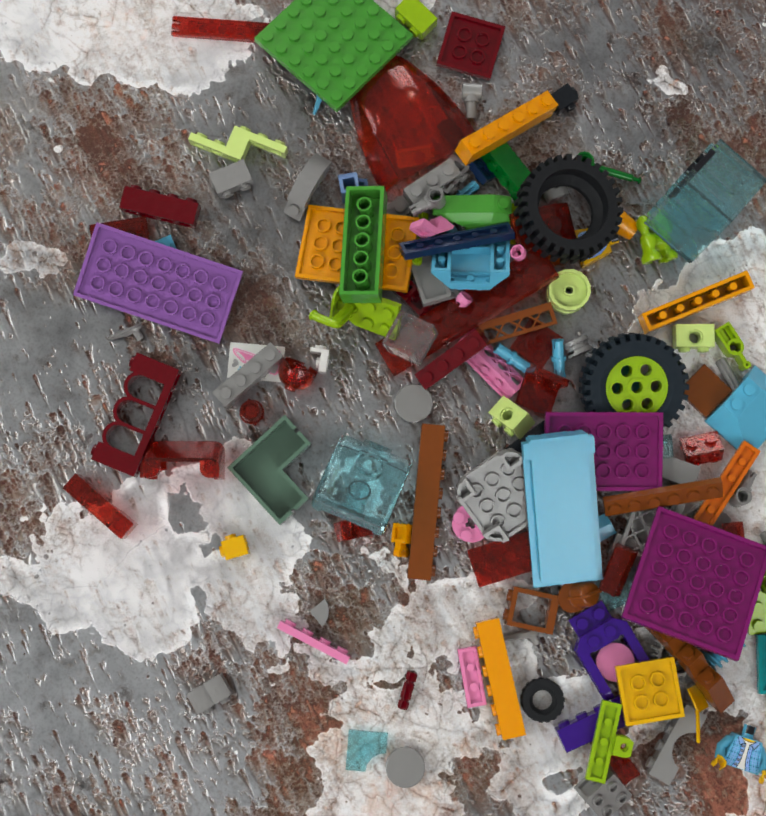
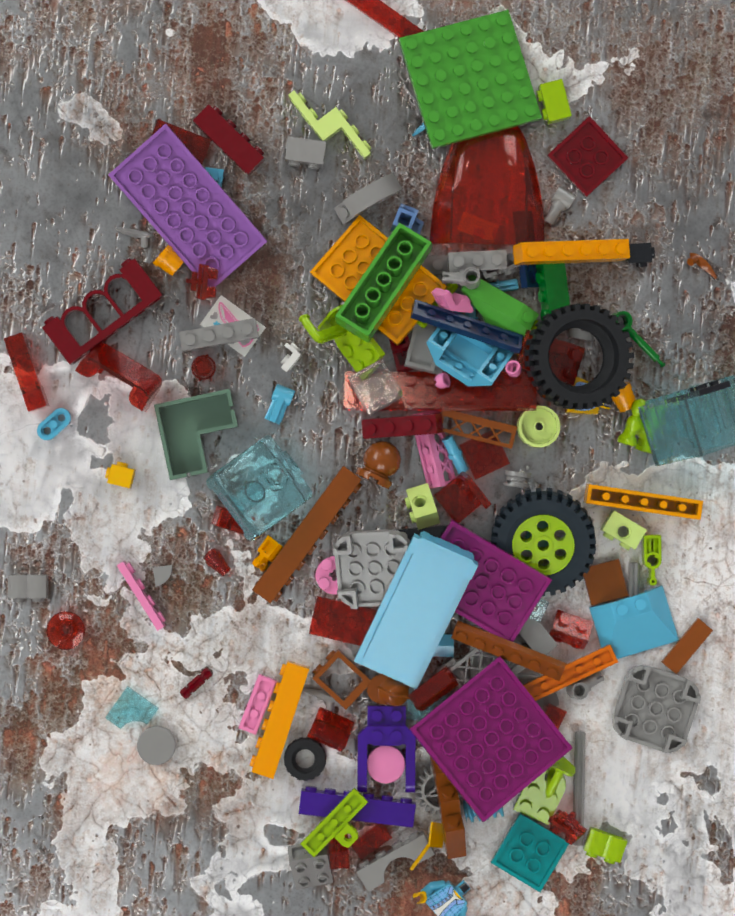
camera: 30 degrees right, 5 degrees up
(151, 537) = (54, 424): none -> medium azure plate
(168, 338) = (168, 260): none -> light orange piece
(207, 340) = (204, 273): none -> clear red hips
(262, 722) = (59, 637): none -> clear red dish
(295, 374) = (259, 358): clear red cylinder -> none
(335, 401) = (280, 399): none -> medium azure piece
(362, 572) = (216, 561): none -> clear red cone
(413, 403) = (346, 443): light grey tile -> none
(453, 401) = (380, 462): none -> dark orange tile
(549, 660) = (331, 729): none -> clear red bracket
(558, 357) = (495, 479): medium azure pin -> none
(621, 78) = (701, 263): none -> dark orange bar
(643, 738) = (371, 840): none -> clear red plate
(649, 691) = (398, 804): yellow plate -> none

